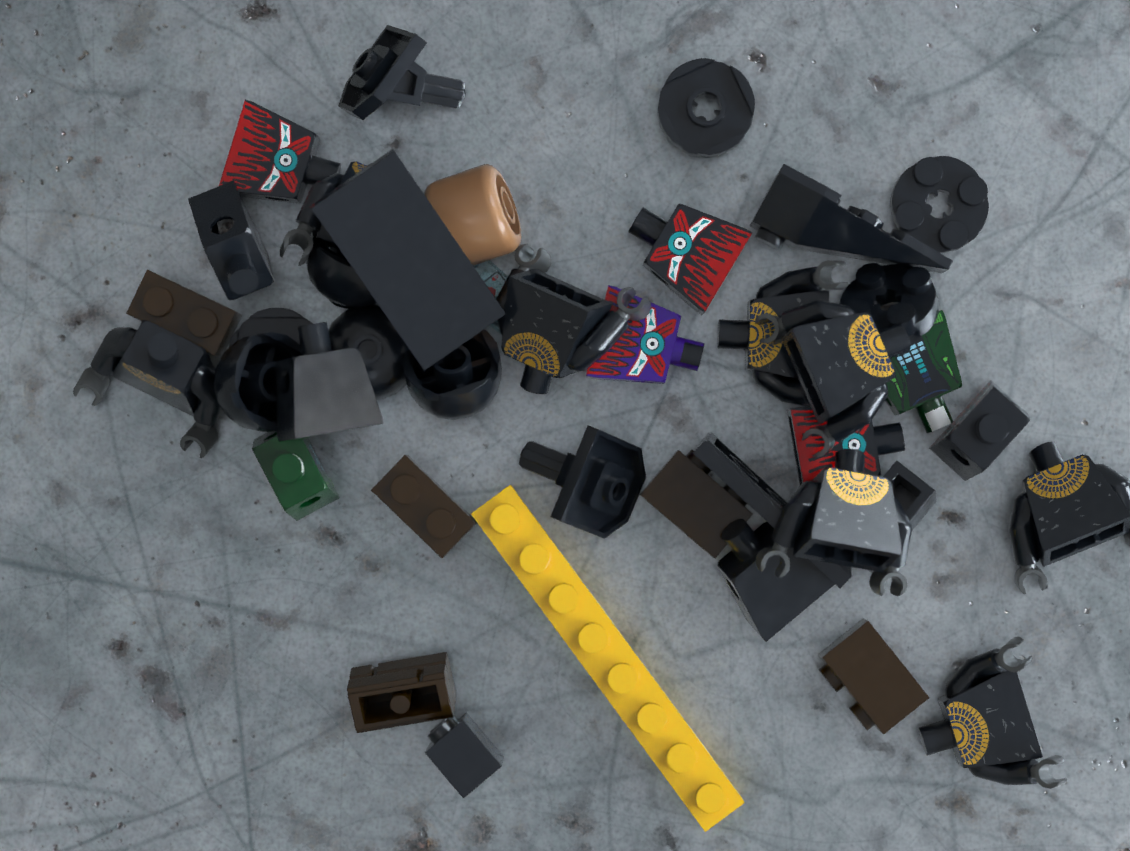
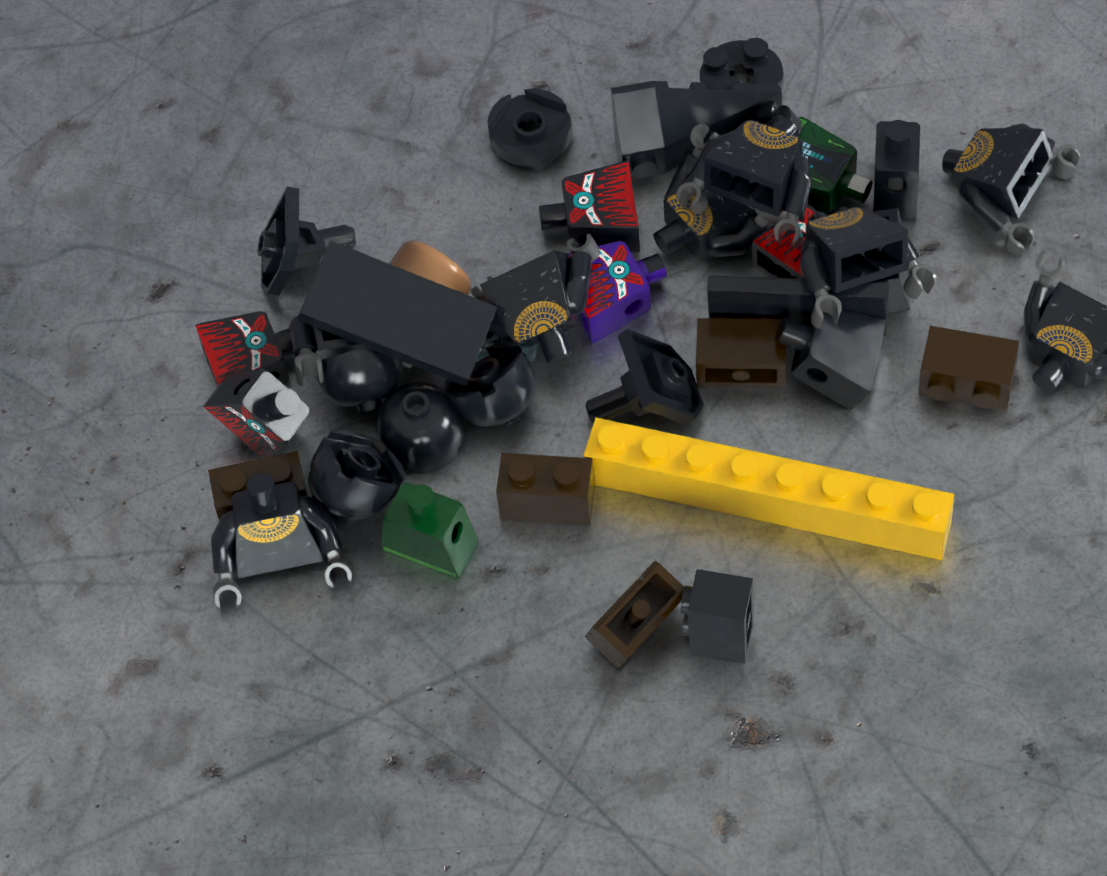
camera: 30 degrees left, 30 degrees down
(323, 389) = (406, 437): black torso -> none

